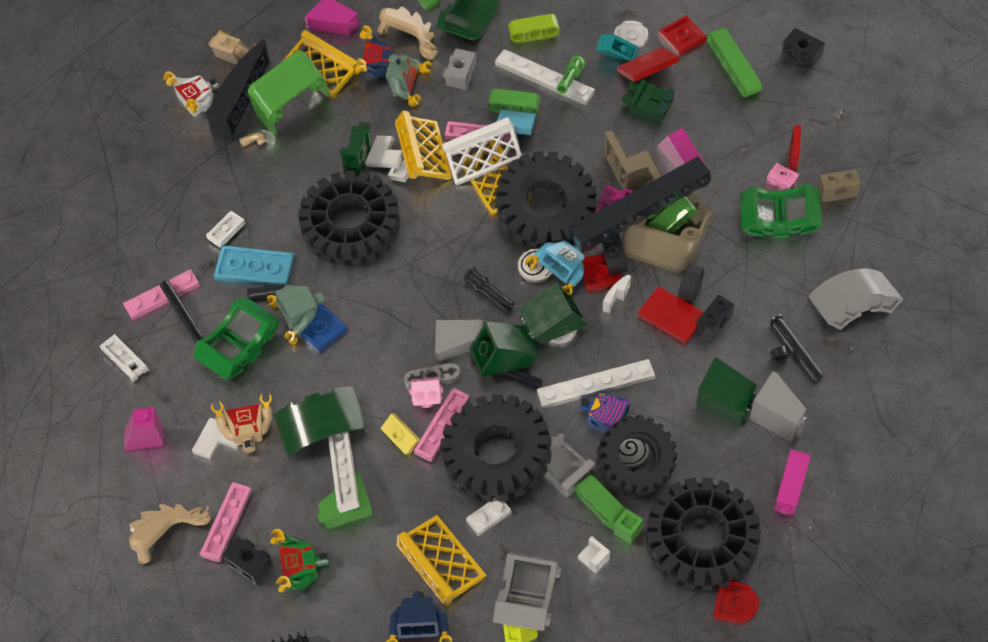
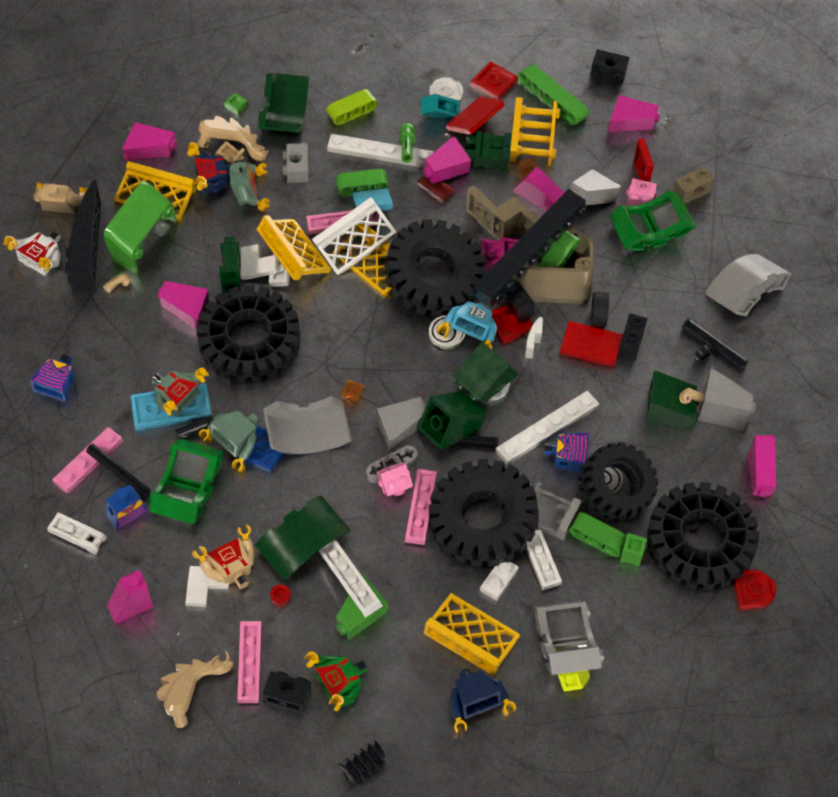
camera: 25 degrees left, 0 degrees up
(162, 212) = (54, 378): none -> blue torso
(174, 345) = (124, 507): none -> blue torso
(225, 229) = (127, 378): white plate -> none
(261, 252) = (177, 390): none -> torso
(280, 469) = (280, 595): none -> red tile
(303, 170) = (184, 301): none -> dark pink slope
(364, 320) = (307, 428): none -> light grey panel
(400, 434) = (384, 527): light yellow plate -> none
(402, 45) = (230, 153): none -> tan bracket
(423, 297) = (352, 391): none -> clear orange plate
(482, 285) = (403, 363): black pin -> none
(535, 512) = (543, 562): none -> white plate
(583, 124) = (438, 190): none -> clear red tile
(594, 555) = (612, 585): white panel -> none
(601, 102) = (447, 162): none -> dark pink slope
(678, 123) = (526, 166): none -> clear orange plate
(688, 81) = (519, 123): none -> yellow fence
(734, 164) = (596, 188): none -> light grey slope
(743, 390) = (690, 394): none -> tan arm
(806, 101) = (633, 115): none -> dark pink slope

